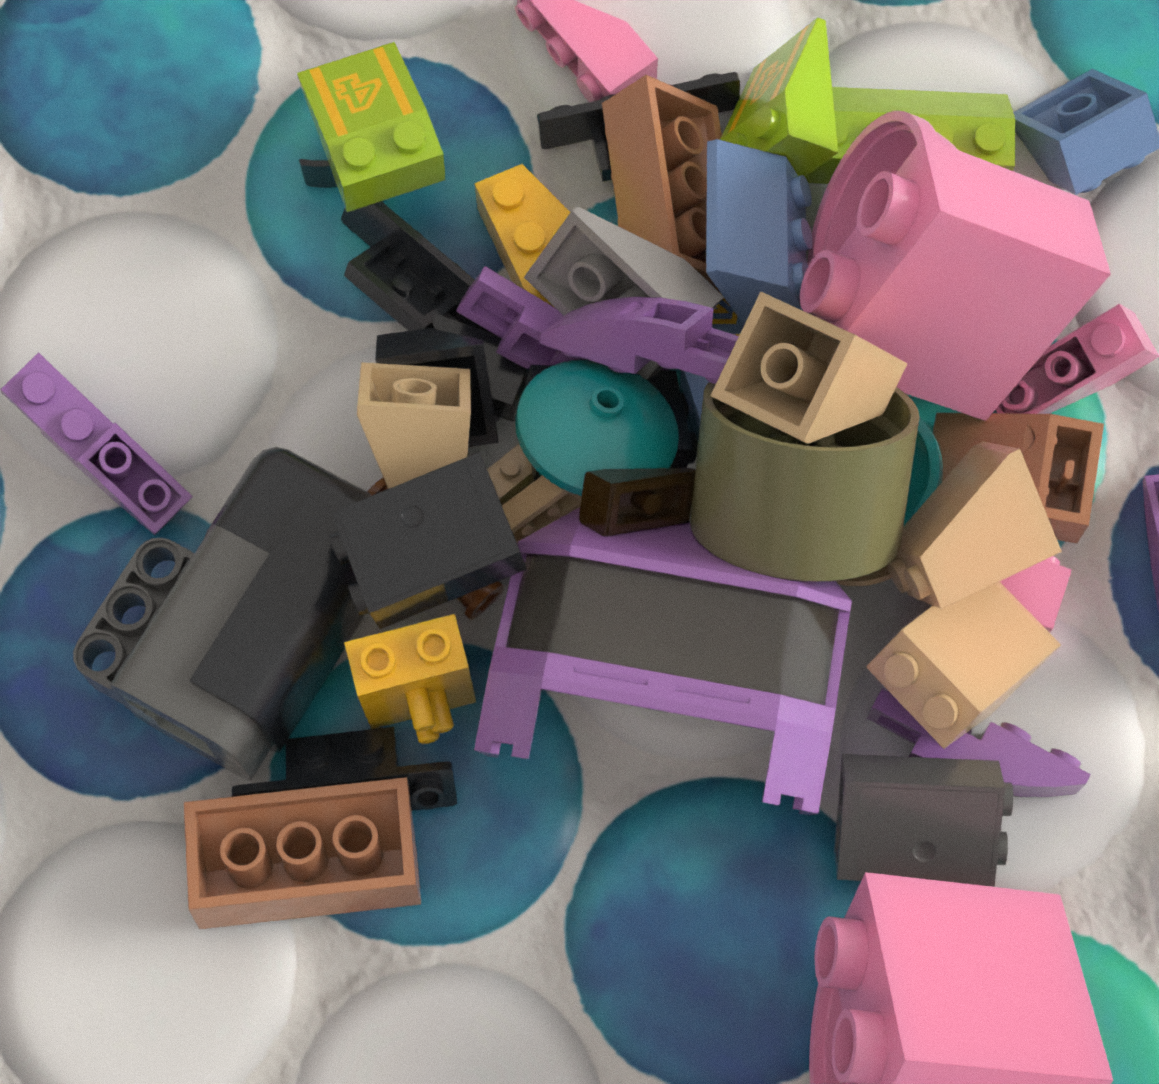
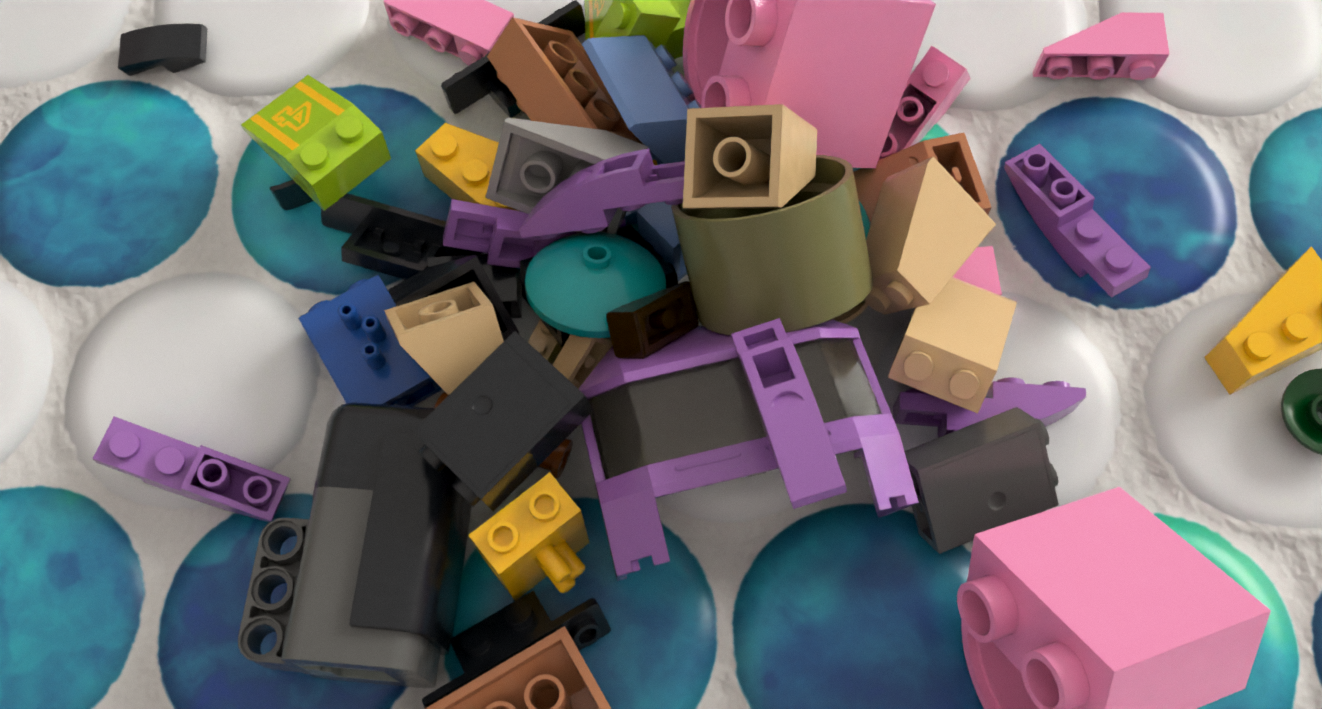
camera: 25 degrees left, 5 degrees down
(319, 386) = (363, 350): none -> blue piece
(709, 660) = (789, 414): none -> medium lavender slope

